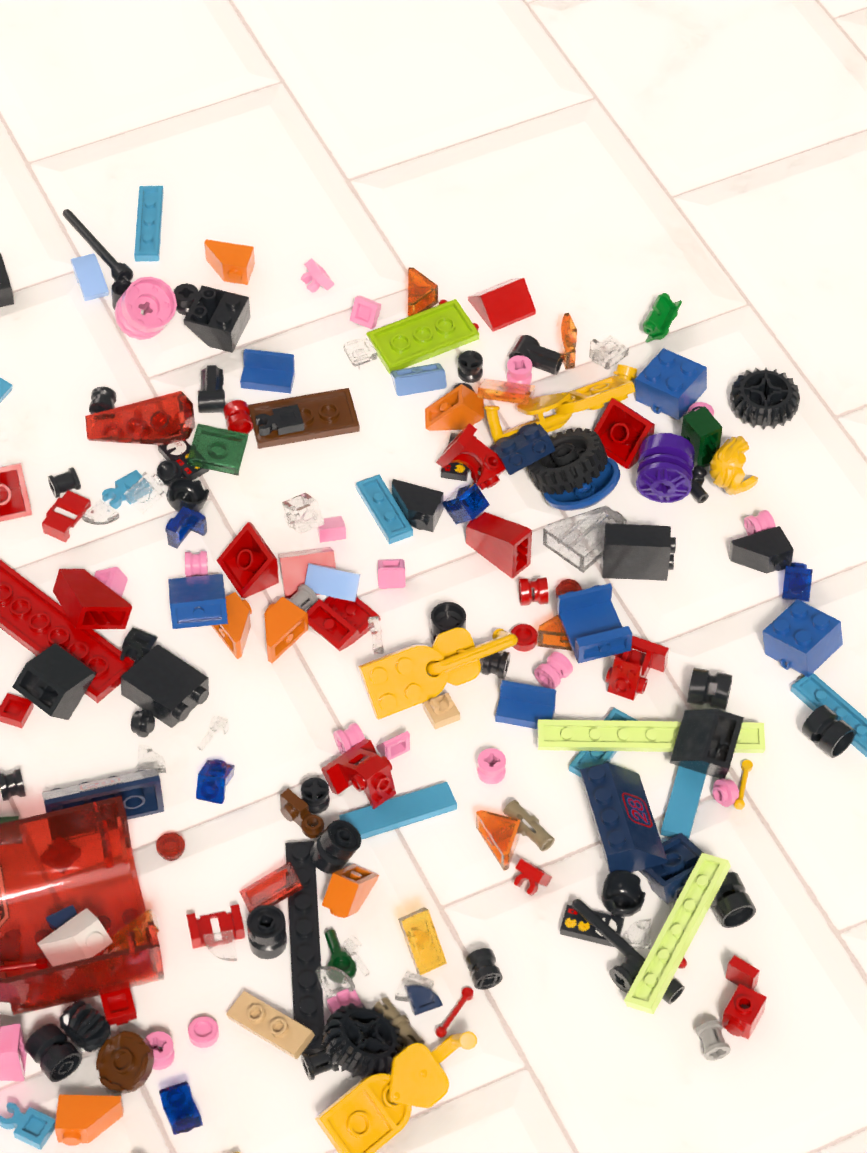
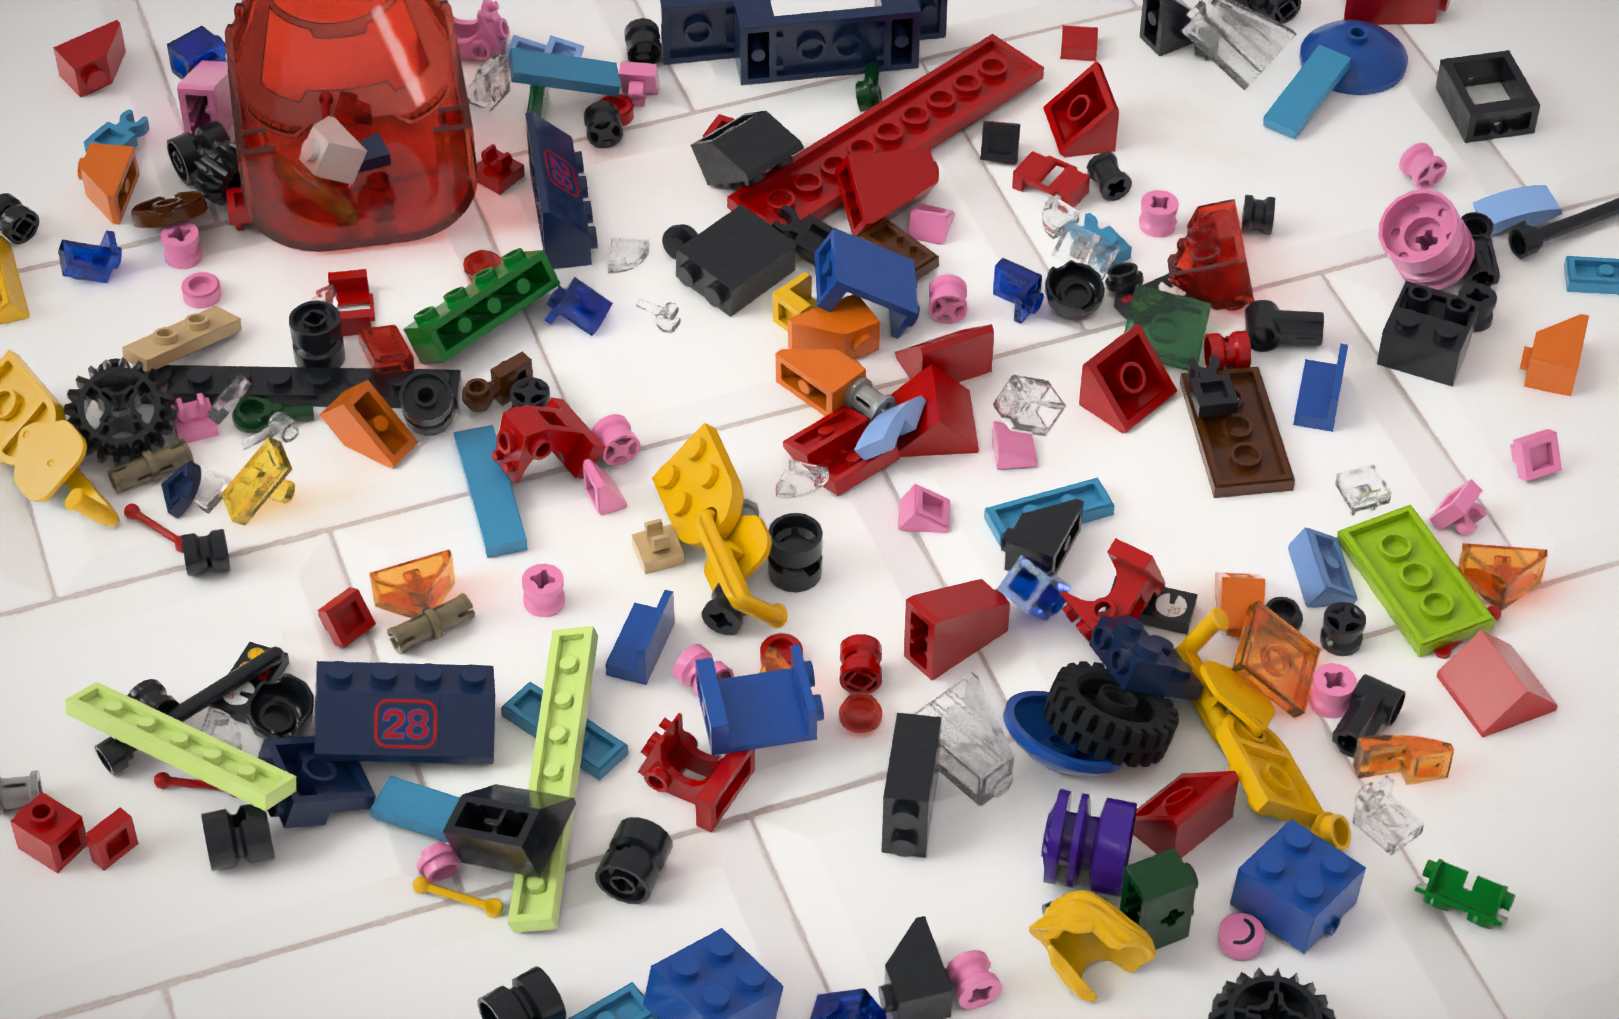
camera: 95 degrees right, 5 degrees down
(28, 543) = (1000, 141): none -> black tile
(51, 319) = (1422, 166): none -> bright pink wheel
(101, 455) = (1158, 213): none -> bright pink wheel
(147, 595) = (896, 240): none -> reddish brown plate
(208, 649) = (793, 299): none -> yellow panel
(226, 831) = (481, 306): none -> green brick
(270, 470) = (1125, 381): none -> red slope

